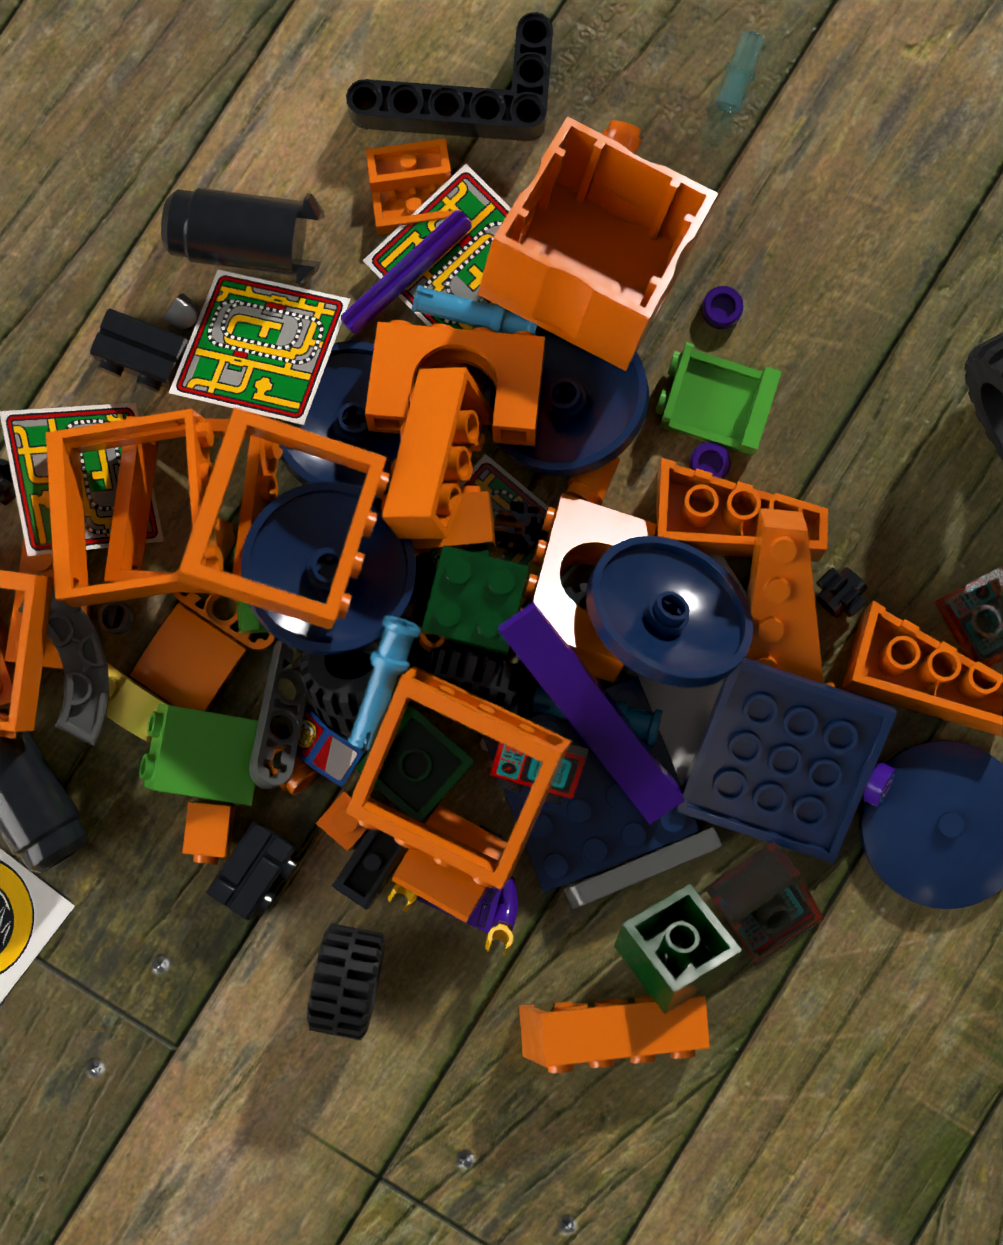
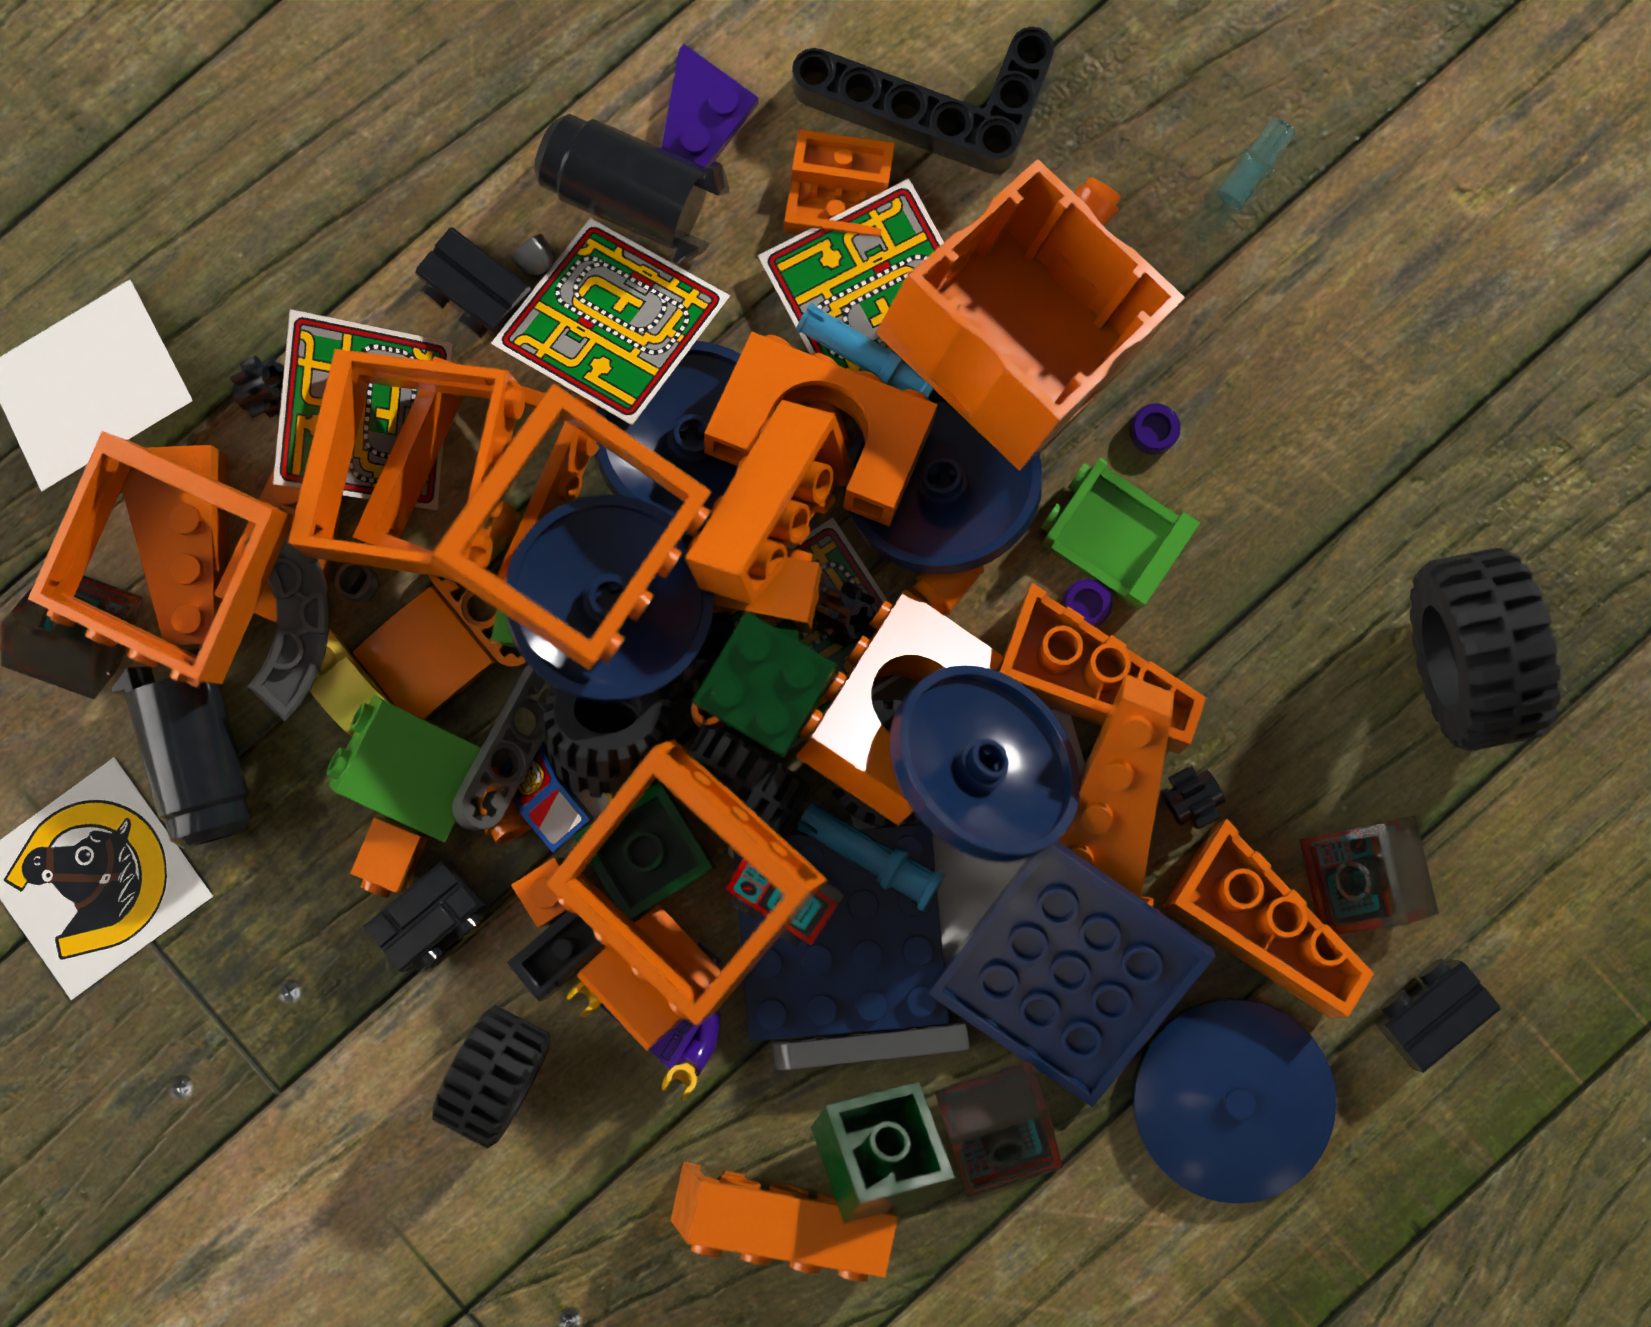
camera: 20 degrees right, 0 degrees up
(284, 155) = (704, 109): none -> dark purple wing
(388, 664) = (643, 729): dark azure pin -> none
(406, 272) = (803, 283): dark purple axle -> none
(592, 712) = (862, 853): dark purple slope -> none
(879, 784) = (1171, 1032): dark purple tile -> none

